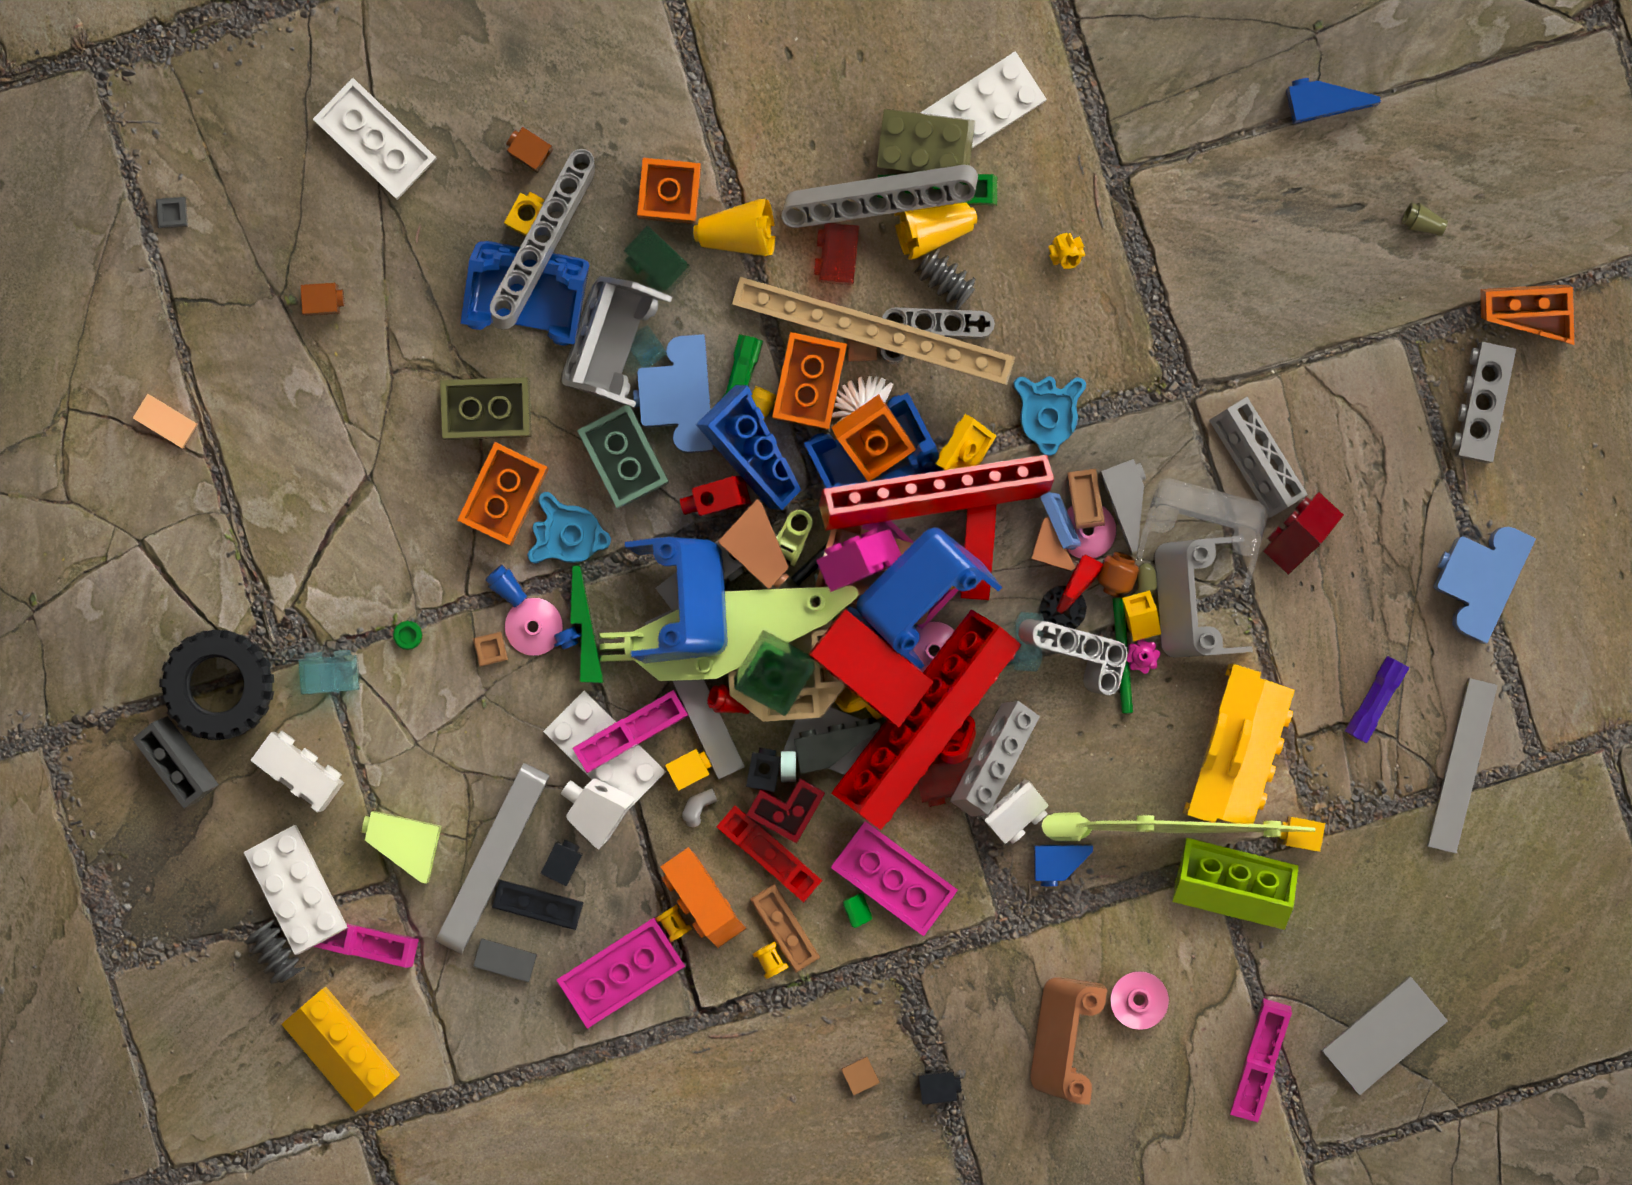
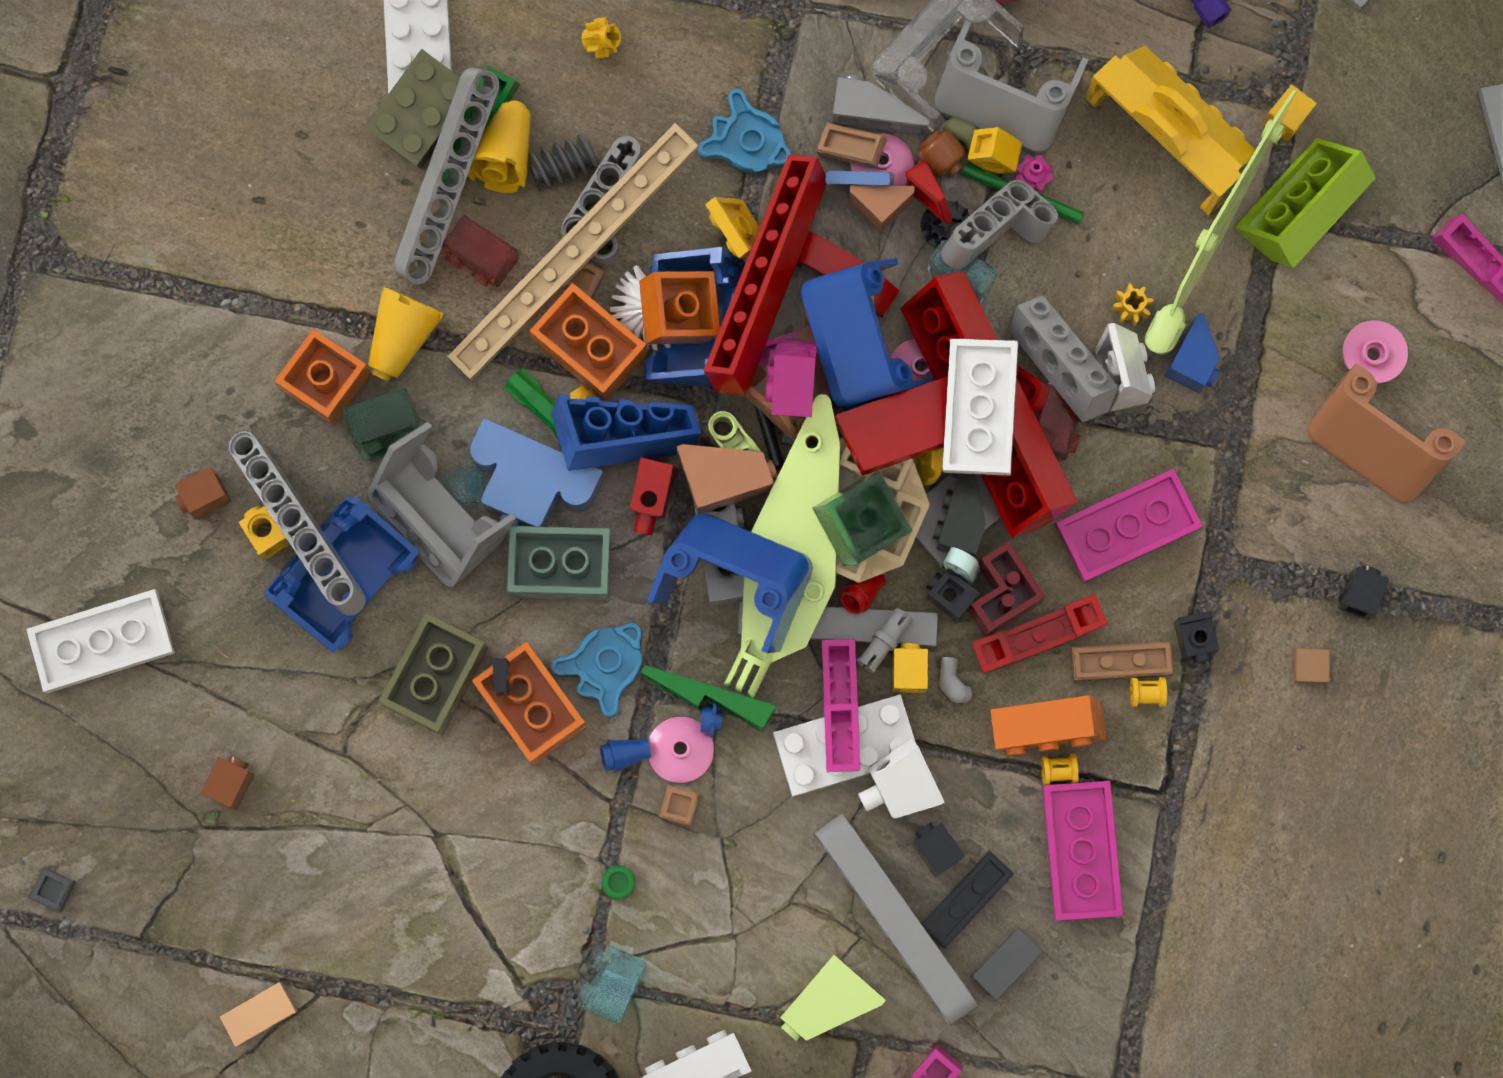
camera: 60 degrees left, 10 degrees down
(507, 464) = (501, 677): none -> black tile
(698, 738) = (884, 640): none -> light grey pin
(835, 965) = (1185, 630): none -> black brick
(857, 910) = (1141, 580): green slope -> none
(910, 717) = (980, 407): none -> white plate
(1066, 789) = (1138, 298): none -> yellow gear

